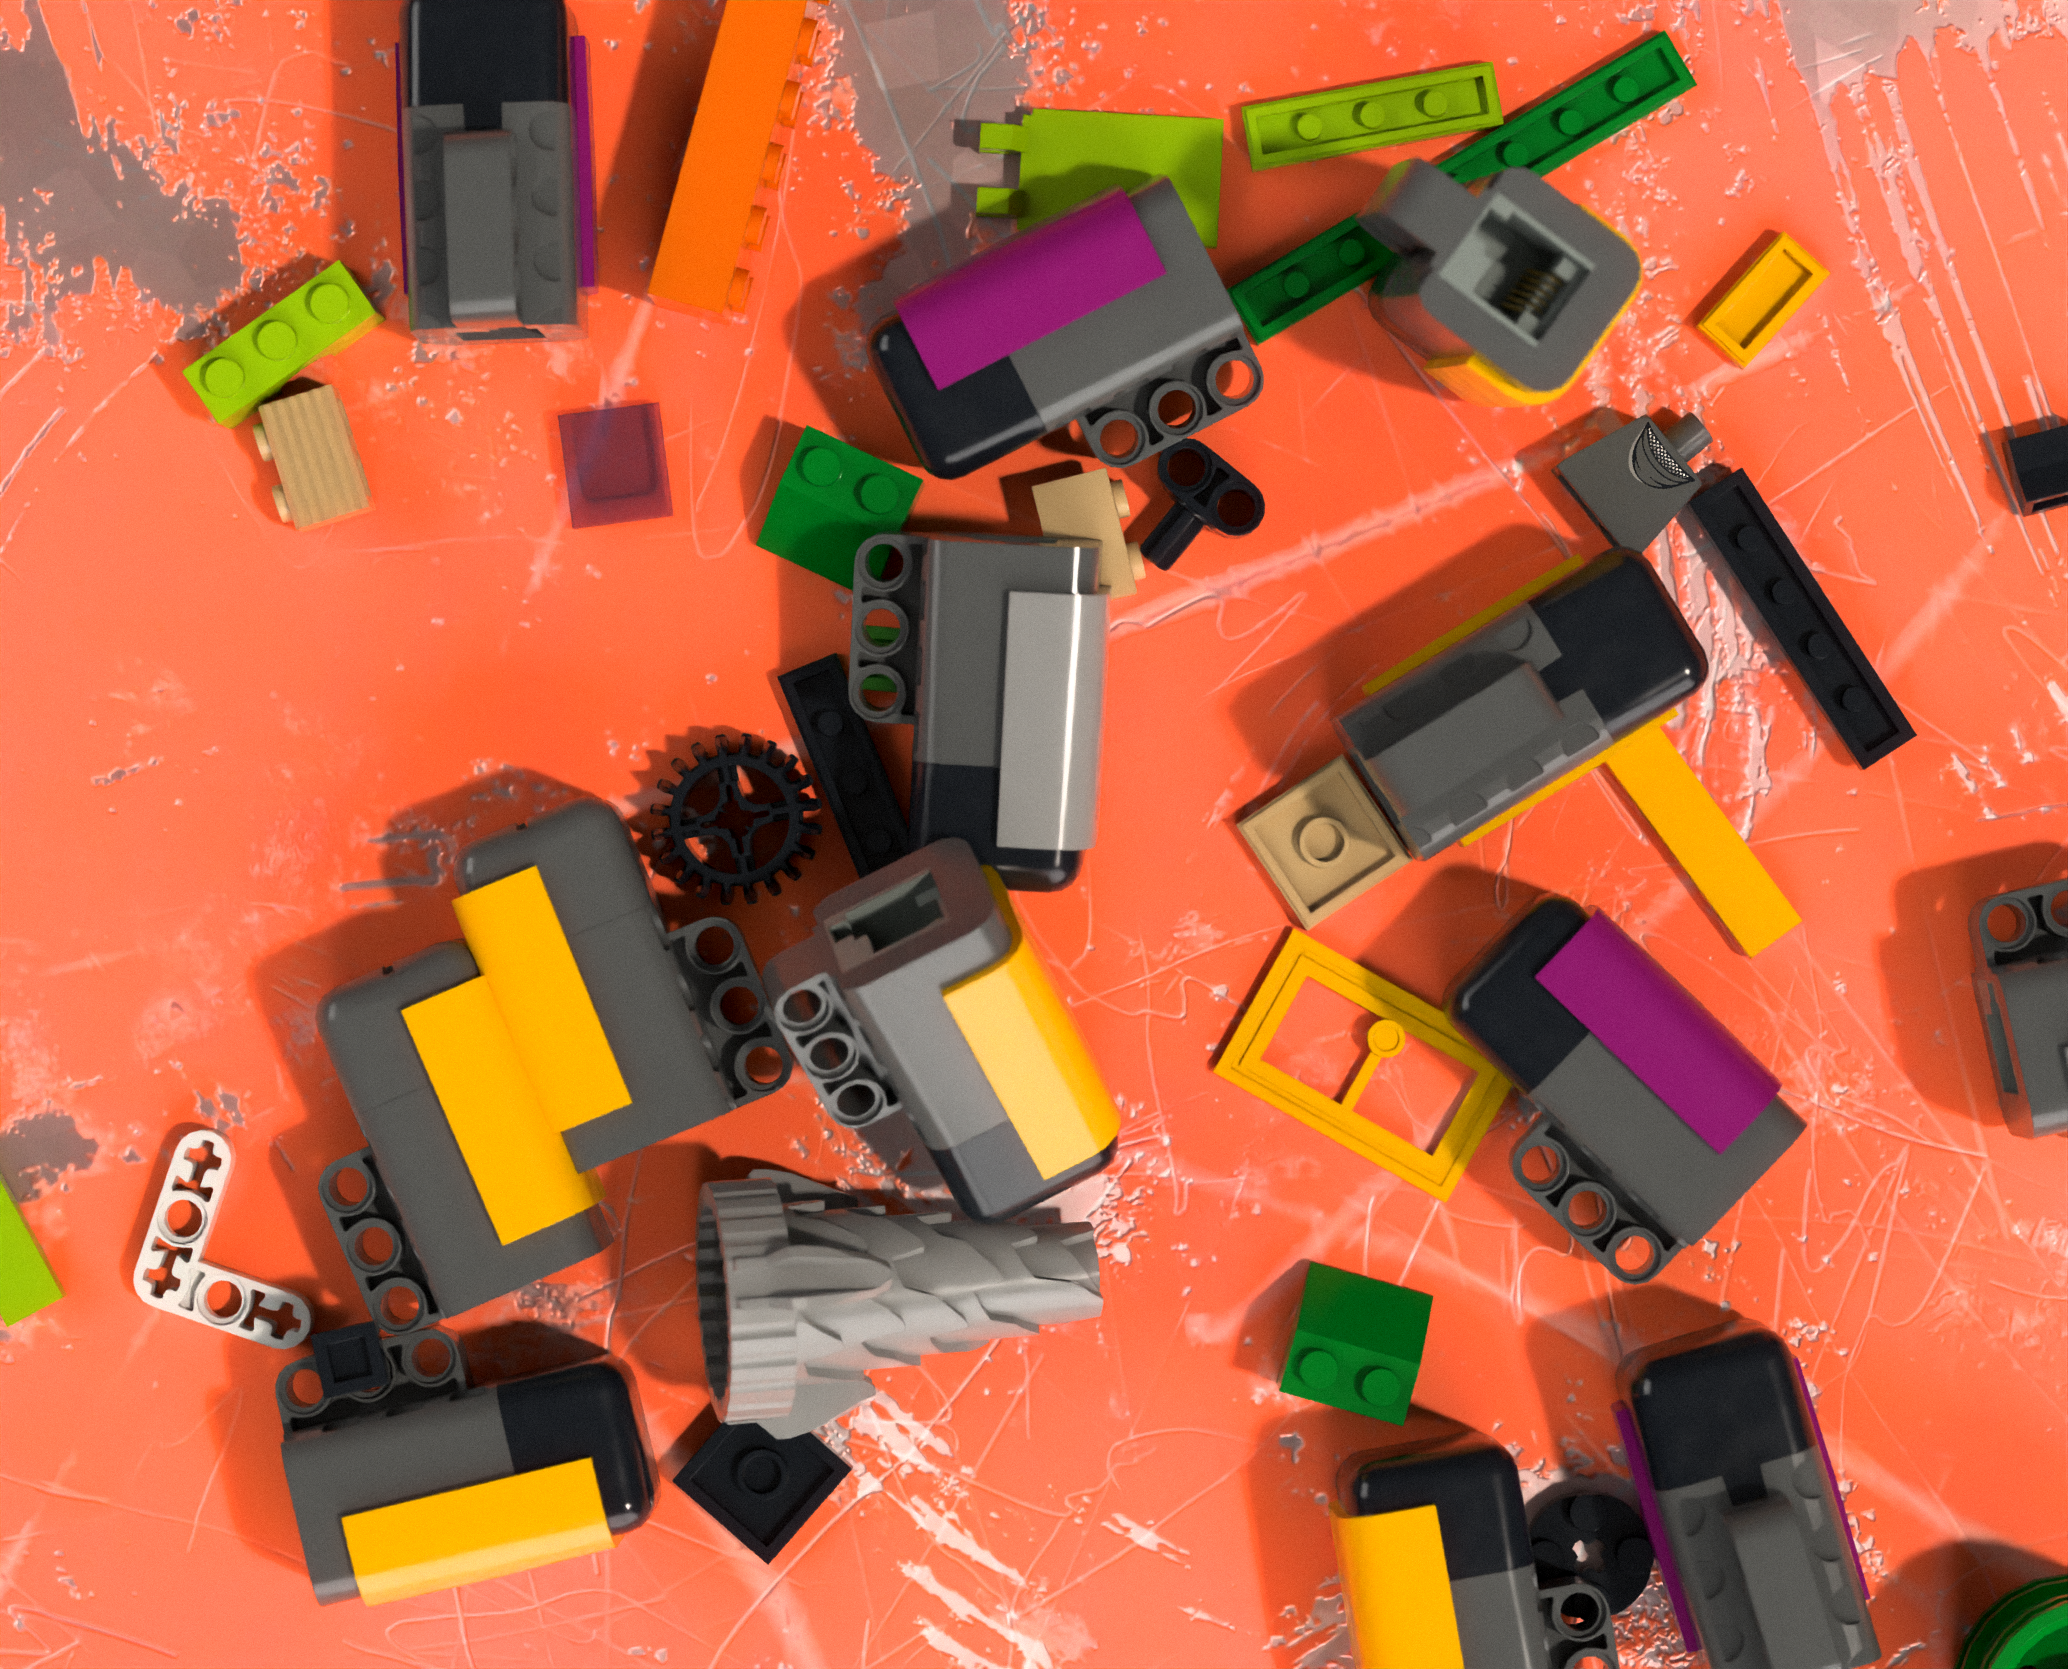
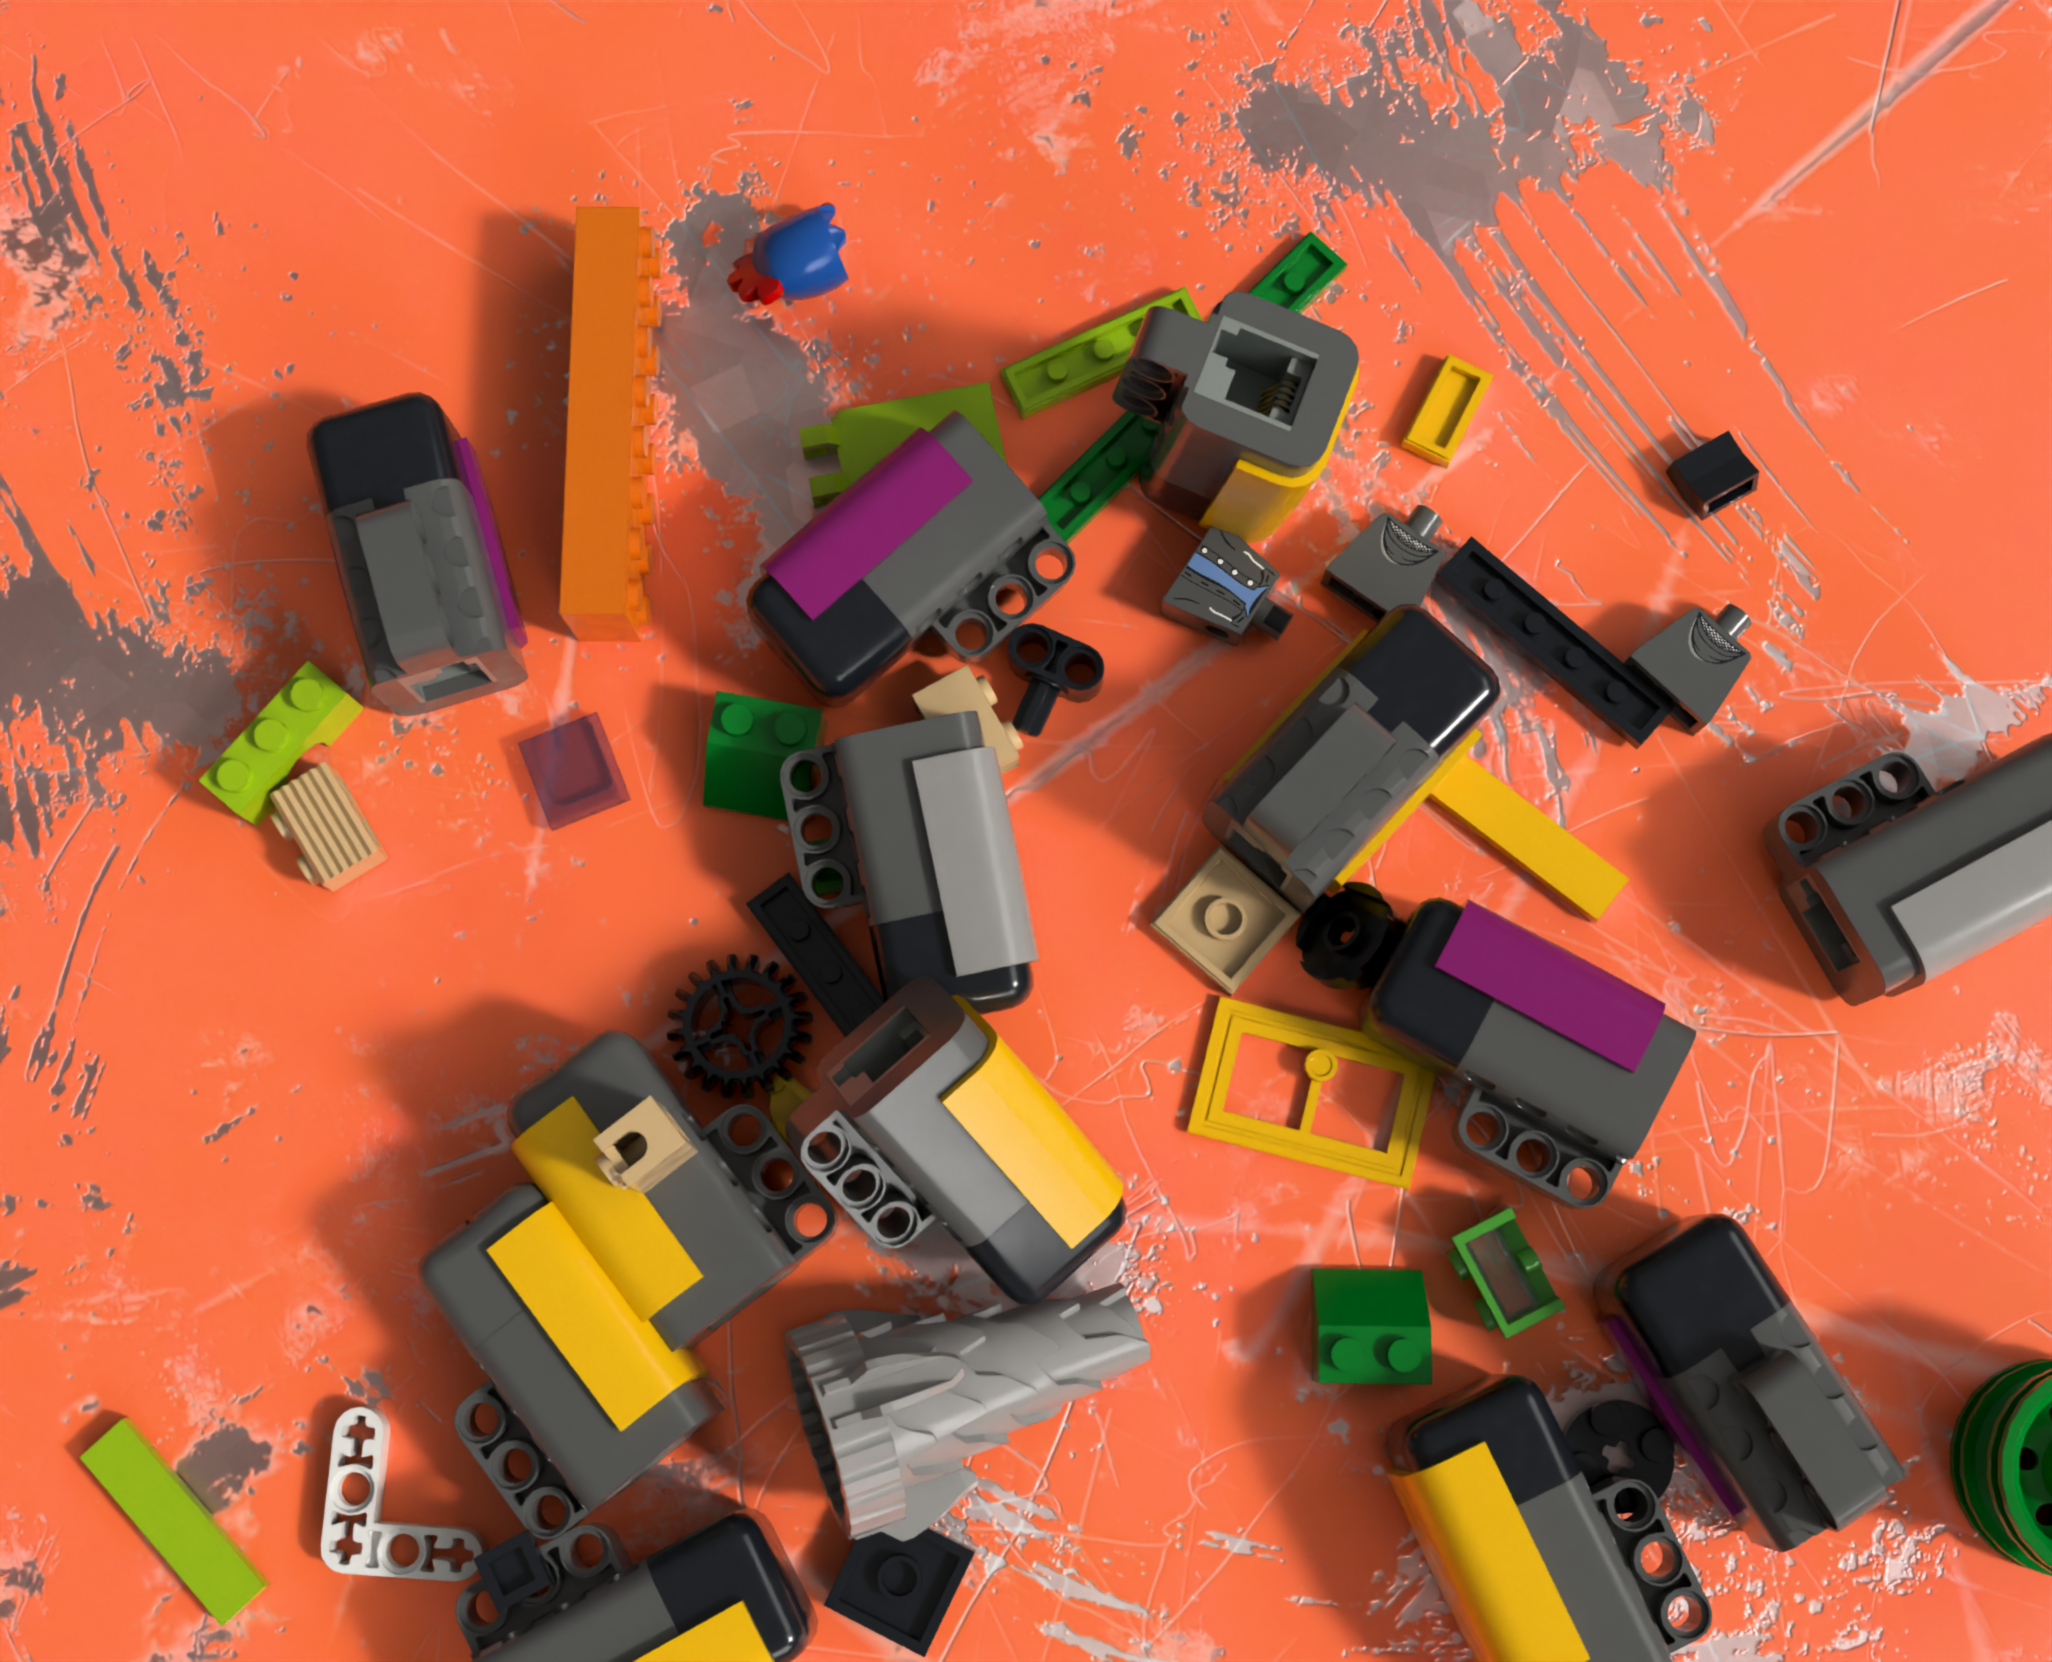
camera: 10 degrees left, 10 degrees down
(621, 945) = (643, 1147): none -> tan brick
(771, 925) = (785, 1100): none -> yellow tile
(1435, 456) = (1226, 591): none -> dark grey torso
(1467, 932) = (1363, 955): none -> black plate
(1523, 1325) = (1504, 1272): none -> bright green window
(1956, 689) = (1695, 663): none -> dark grey torso

